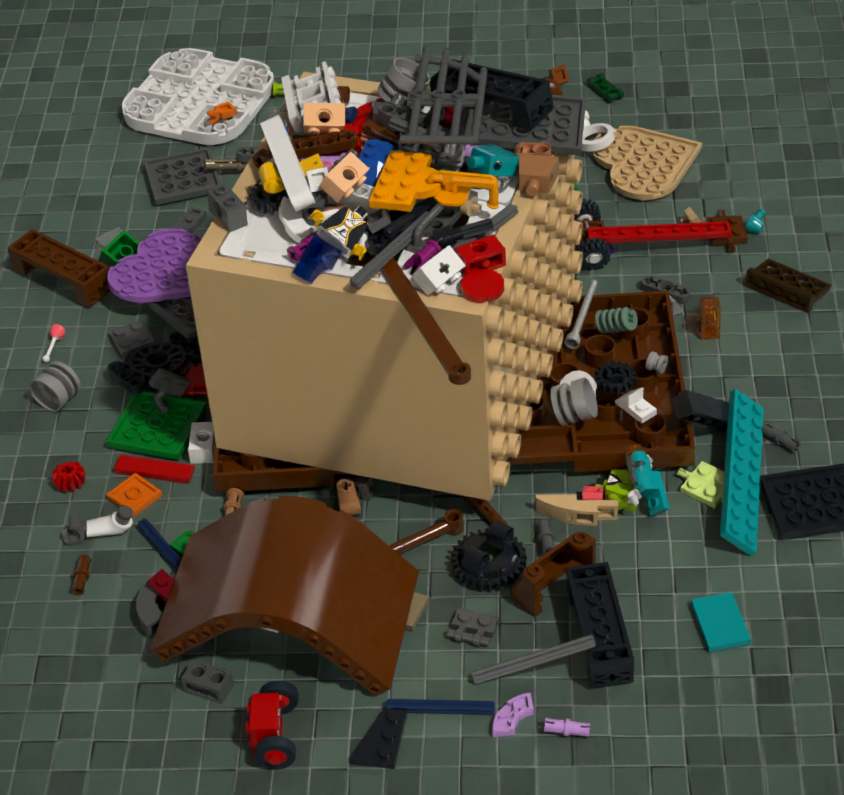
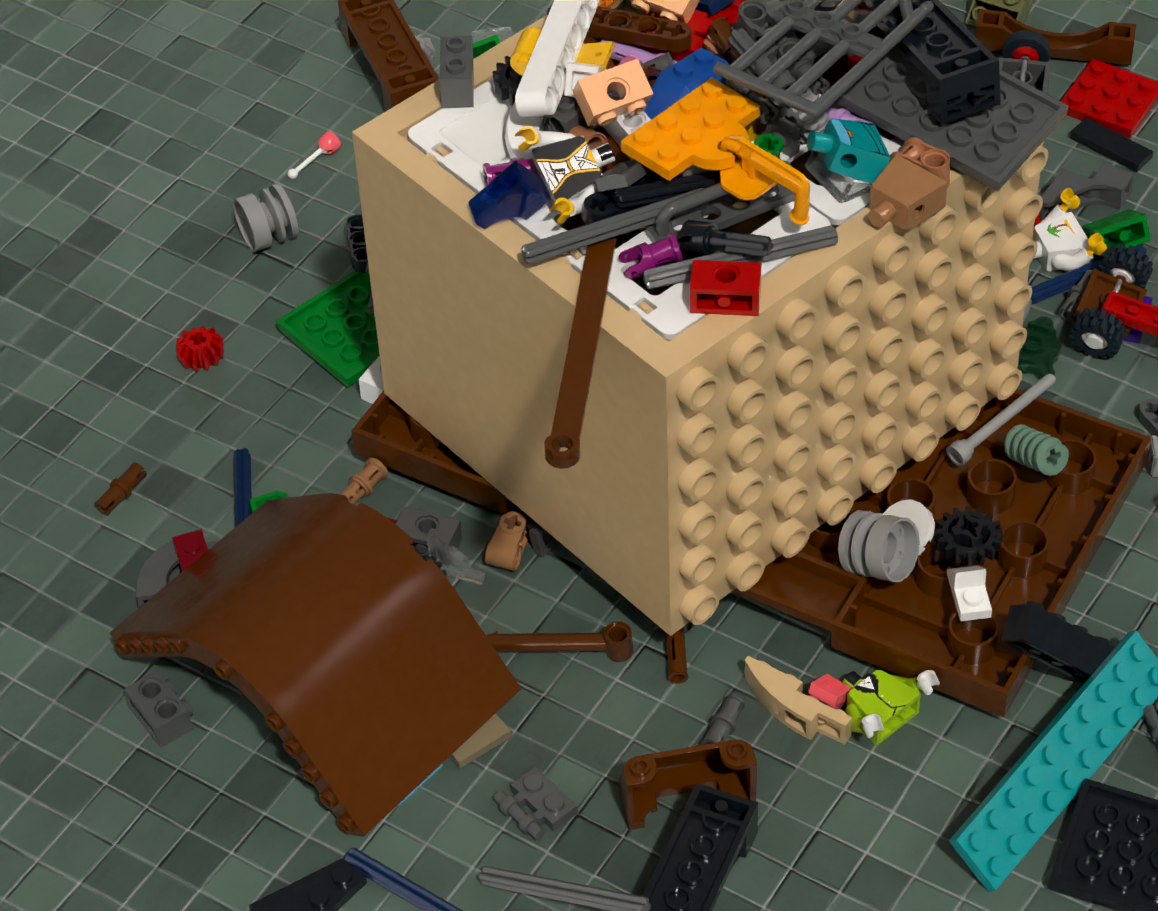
camera: 30 degrees right, 5 degrees up
(112, 524) = (198, 437): piece -> none
(135, 493) = (261, 410): orange tile -> none
(154, 469) = (310, 386): red tile -> none
(266, 724) = (179, 804): brick -> none
(439, 270) = (664, 273): white brick -> none
(471, 206) = (775, 203): tan tile -> none
(471, 562) = (593, 717): black piece -> none
(482, 285) = (698, 332): red tile -> none
(645, 480) = (903, 707): teal plate -> none
(656, 362) = (1044, 540): light grey wheel -> none
(703, 484) = (996, 747): yellowish green plate -> none

